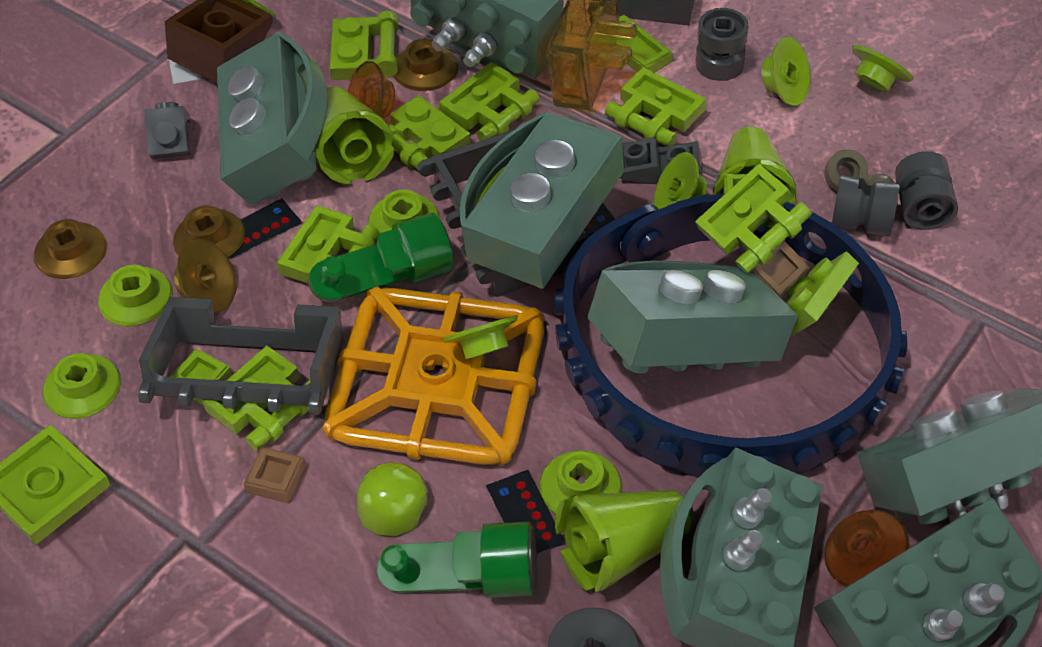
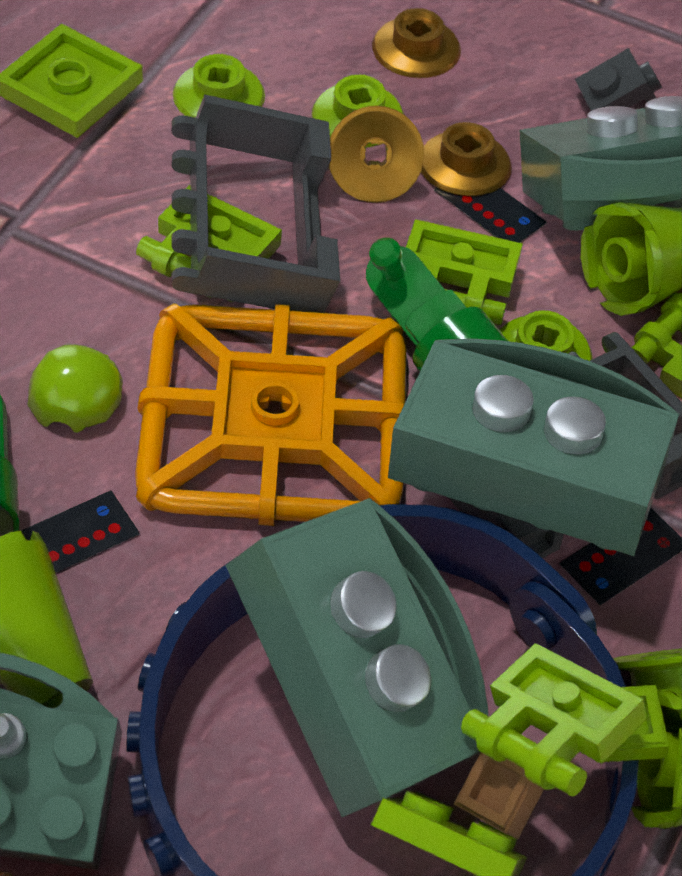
camera: 75 degrees right, 0 degrees up
(202, 366) = (242, 185): lime tile -> none
(274, 475) = (104, 277): medium nougat tile -> none
(482, 338) = (303, 426): lime piece -> none
(559, 477) = (121, 616): lime piece -> none

